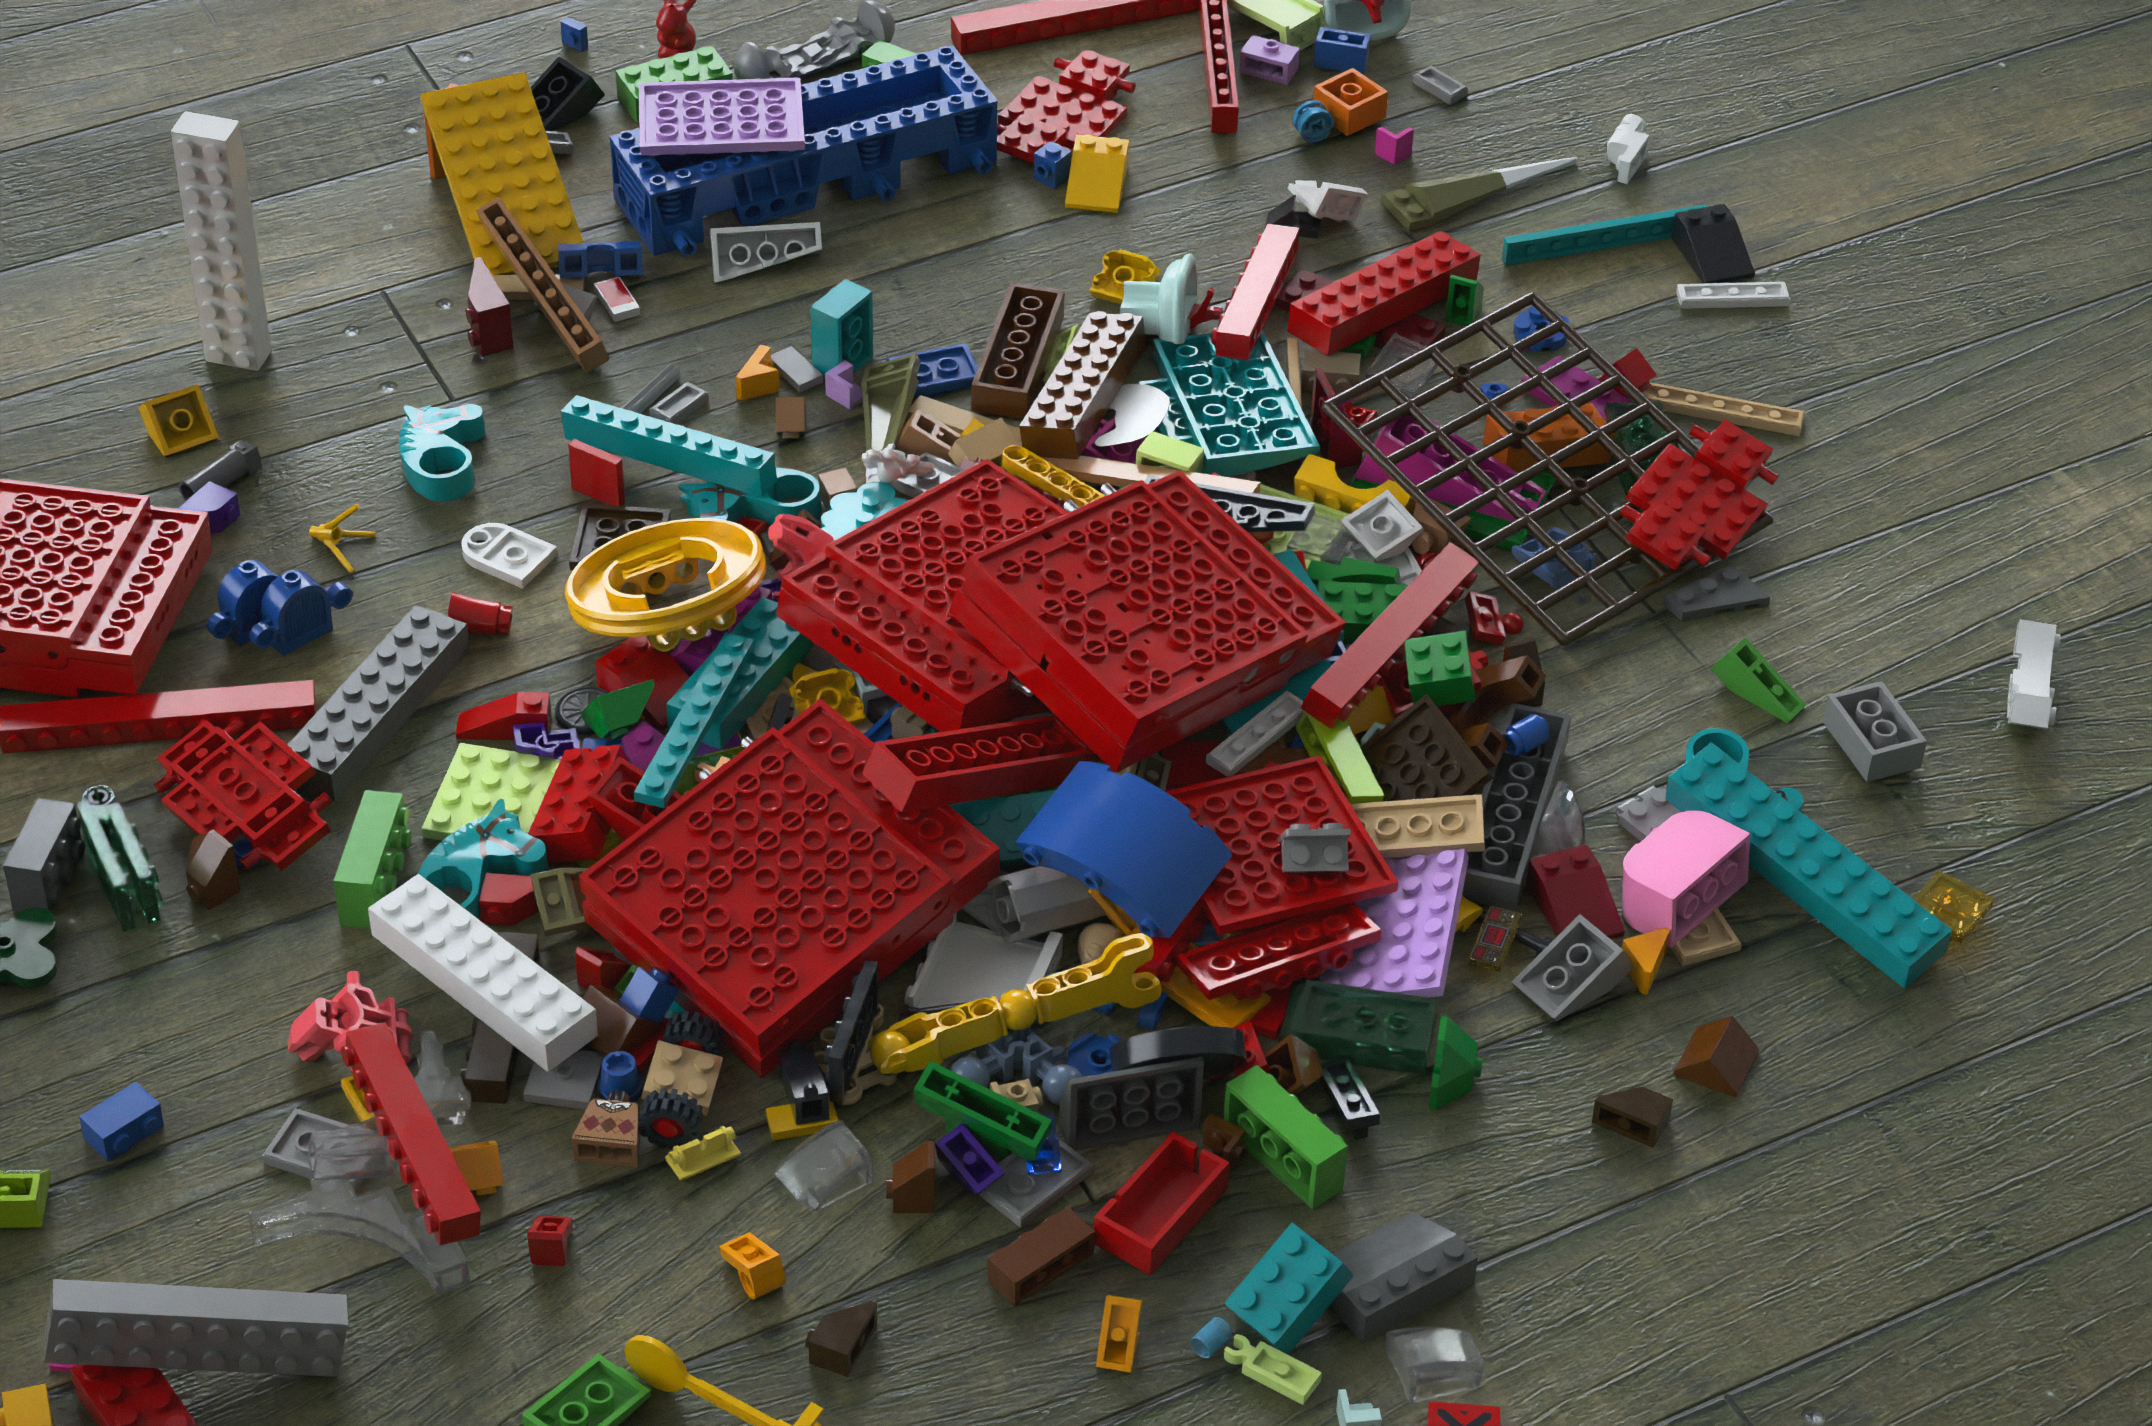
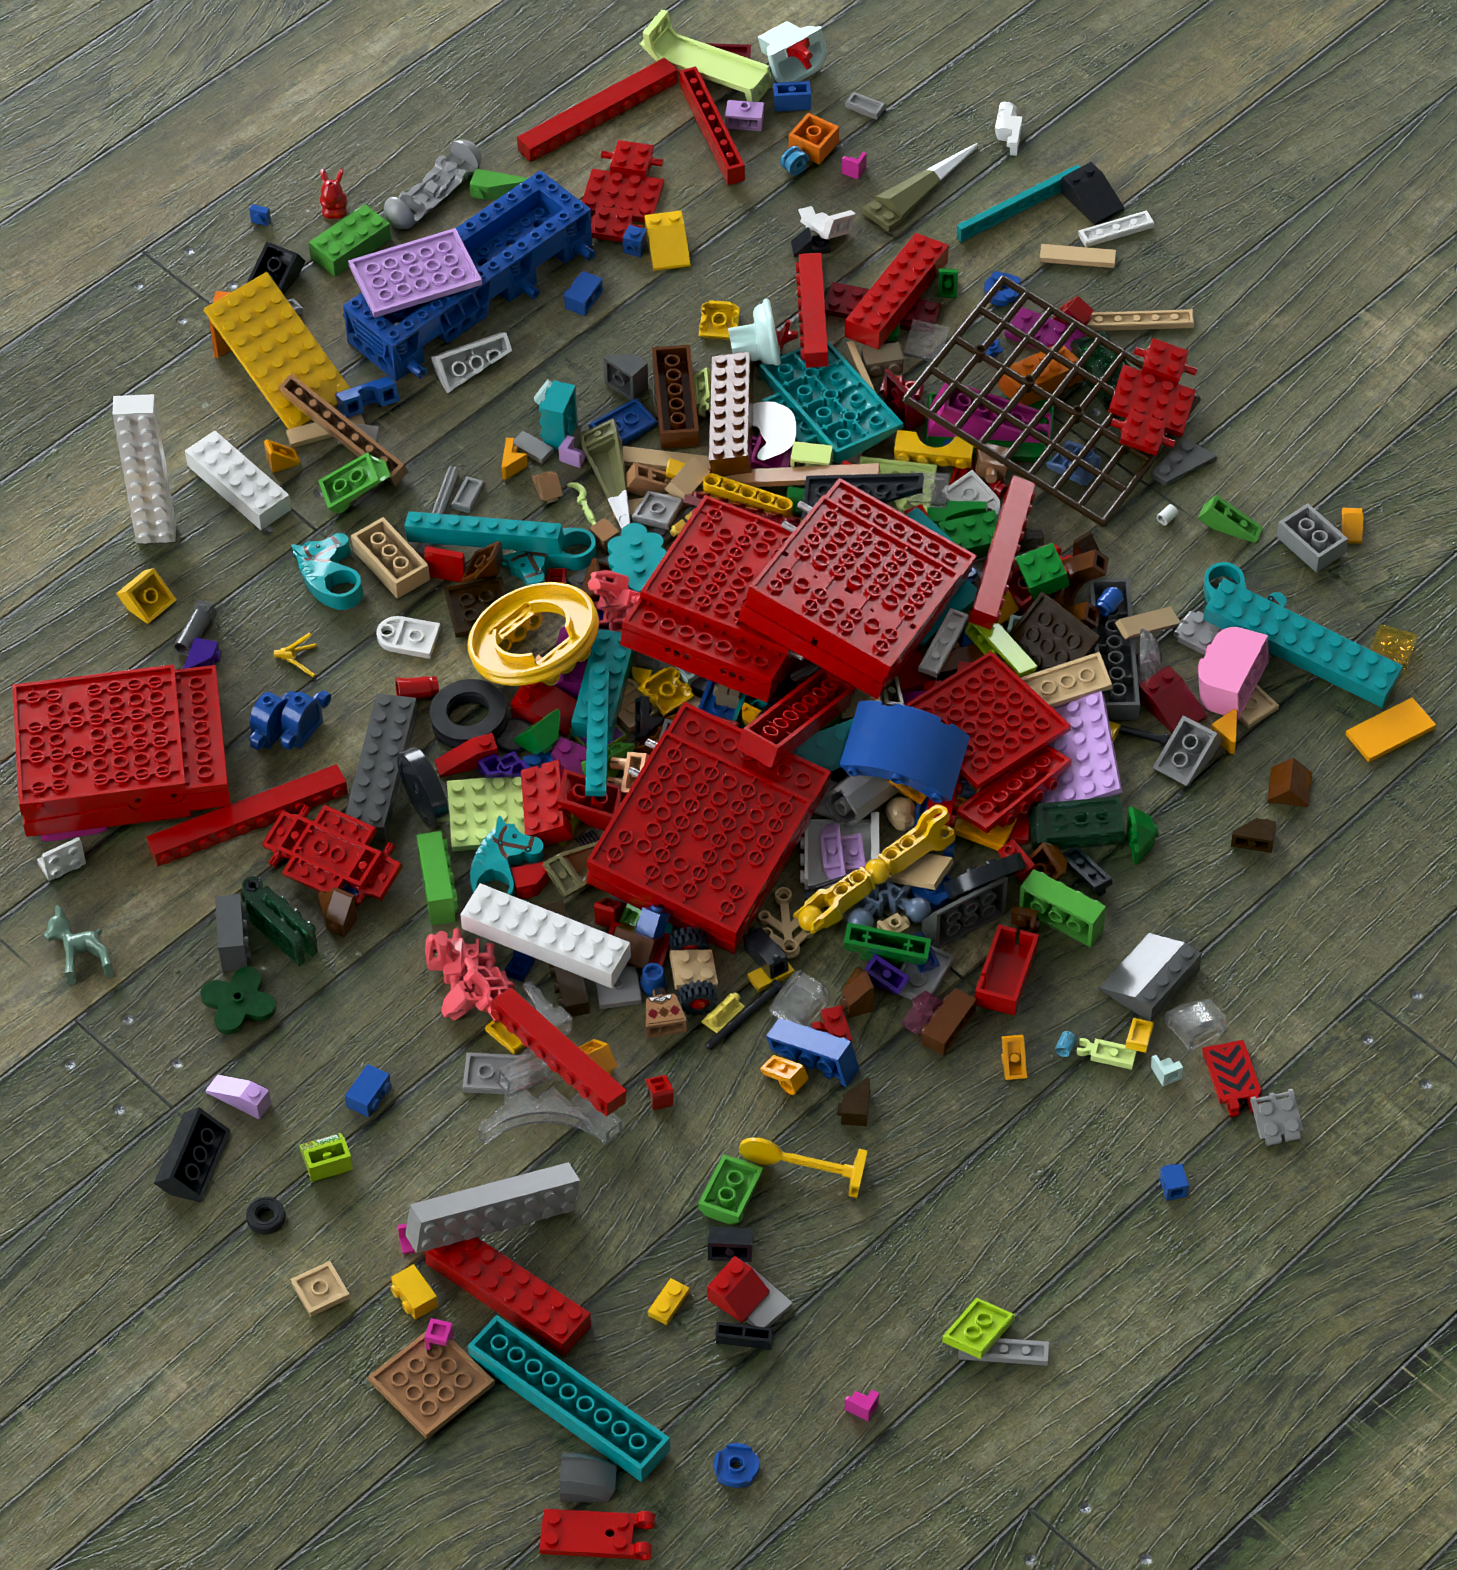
camera: 15 degrees left, 10 degrees up
(325, 964) = (452, 954): none -> coral piece
(377, 316) = (238, 480): none -> white brick
(408, 732) = (423, 787): none -> black brick
(435, 1011) = (519, 966): none -> clear blue slope
(446, 300) = (280, 456): none -> light orange slope
(488, 313) = (314, 456): dark red slope -> none
(523, 345) = (352, 481): none -> bright green slope
(528, 450) = (390, 557): none -> tan brick
(536, 638) = (466, 692): none -> black tyre
(616, 299) = (389, 423): tile -> none
(653, 486) = (484, 563): none -> reddish brown slope
(732, 1165) = (775, 987): none -> black bar
(814, 1241) = (814, 1049): none -> blue wedge
(832, 444) = (582, 500): none -> yellowish green piece
(852, 1031) = (784, 911): black plate -> none
(862, 1218) = (833, 1023): none -> red plate
(893, 464) = (639, 510): white animal -> none
(954, 208) = (583, 293): none -> blue brick
(963, 308) = (626, 374): none -> dark grey slope
(980, 972) = (841, 853): none -> lavender plate
(1009, 1223) = (921, 1011): none -> clear pink slope
(1090, 1031) = (924, 872): none -> tan tile
(1289, 1289) = (1102, 1003): teal brick -> none
(1314, 849) = (1017, 719): light grey bracket -> none
(1333, 1355) = (1139, 1035): none -> yellow tile
(1383, 527) = (963, 472): white slope -> none
(1486, 620) = (1048, 520): red plate -> none
(1495, 938) = (1134, 742): tile -> none
(1583, 780) = (1150, 621): none -> tan tile
(1664, 314) = (1077, 255): none -> tan tile
(1667, 654) = (1167, 514): none -> white hinge
(1906, 1020) = (1390, 729): none -> light orange tile
(1944, 732) = (1352, 524): none -> light orange slope
(2029, 685) = (1393, 478): white brick -> none

